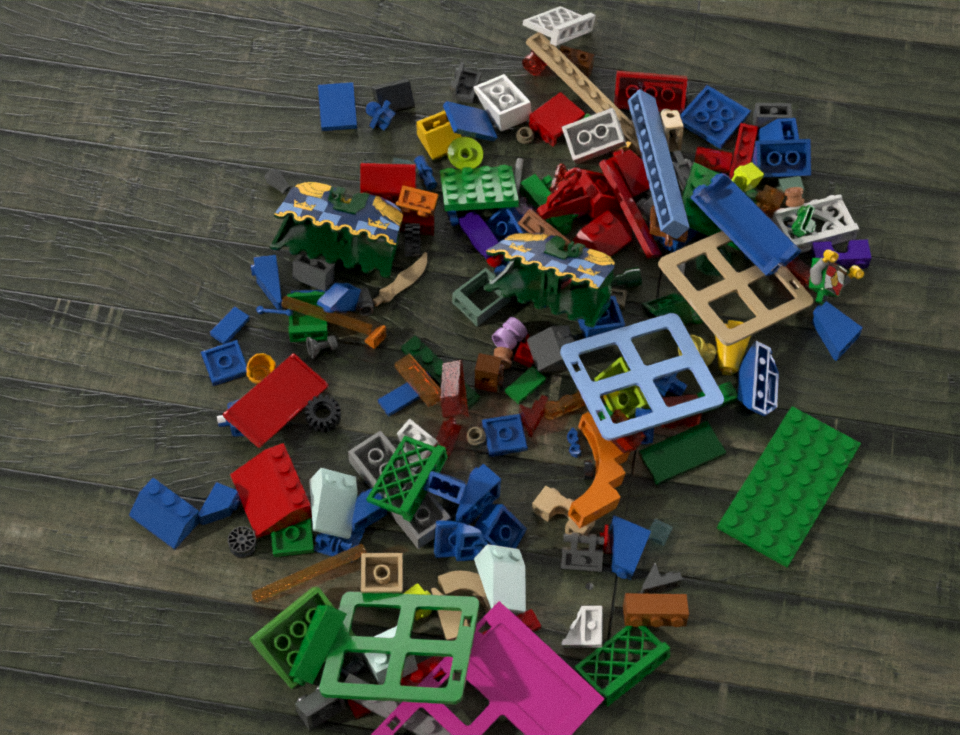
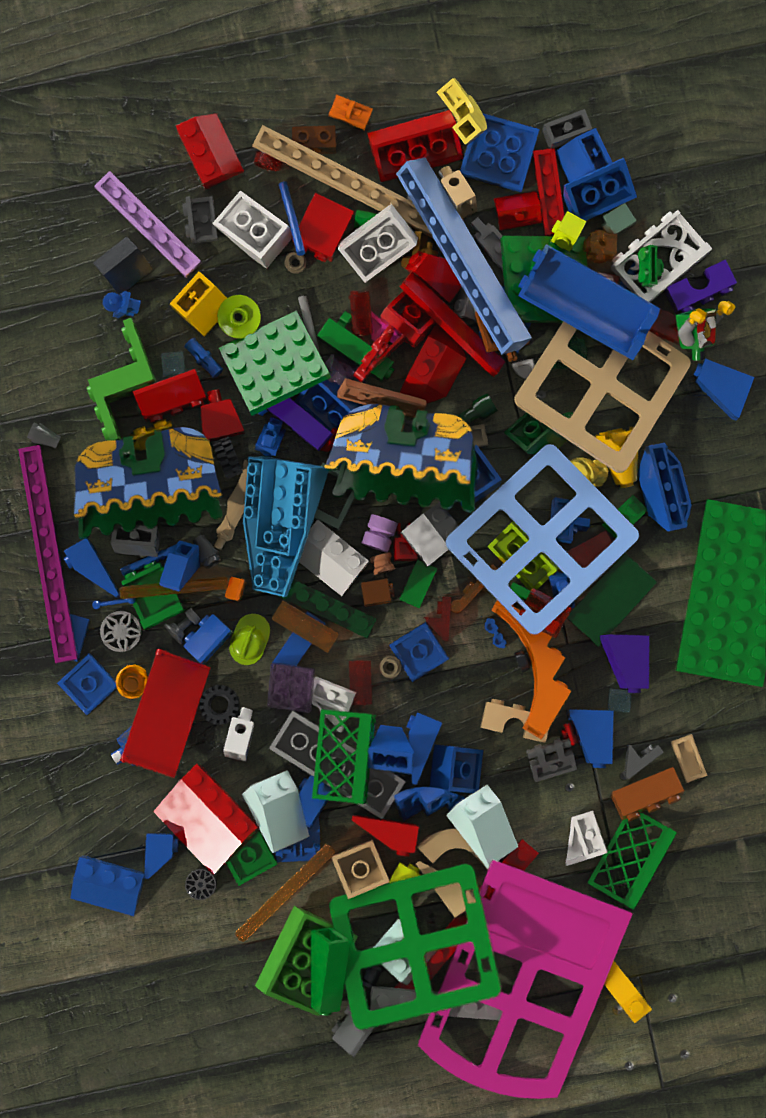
camera: 20 degrees left, 25 degrees up
(239, 261) = (48, 554): none -> magenta plate
(269, 334) = (120, 631): none -> light grey wheel
(327, 440) = (238, 744): none -> white torso
(337, 106) = (66, 306): blue tile -> none
(337, 361) = (207, 638): none -> blue slope
(345, 160) = (120, 382): none -> bright green bracket
(369, 377) = (249, 639): none -> lime piece
(388, 418) = (291, 687): none -> clear purple tile
(417, 201) = (215, 413): orange bracket -> none
(421, 555) = (394, 834): none -> red slope
(422, 72) = (148, 224): none -> lavender plate
(434, 291) = (278, 518): none -> dark azure wedge
(452, 239) = (270, 437): none -> blue hips
(453, 391) = (348, 629): clear red slope -> none
(461, 337) = (331, 558): none -> white slope
(470, 121) = (228, 275): blue tile -> none
(492, 44) = (209, 149): none -> red slope
(535, 102) = (292, 218): none -> blue bar
(561, 24) = (294, 100): white fence -> none
(610, 54) = (350, 112): none -> orange hips
(679, 498) = (628, 660): none -> dark purple slope
(695, 75) = (465, 110): none -> light yellow arch
(702, 599) = (688, 758): none -> tan tile
(794, 196) = (628, 236): nougat wheel -> none

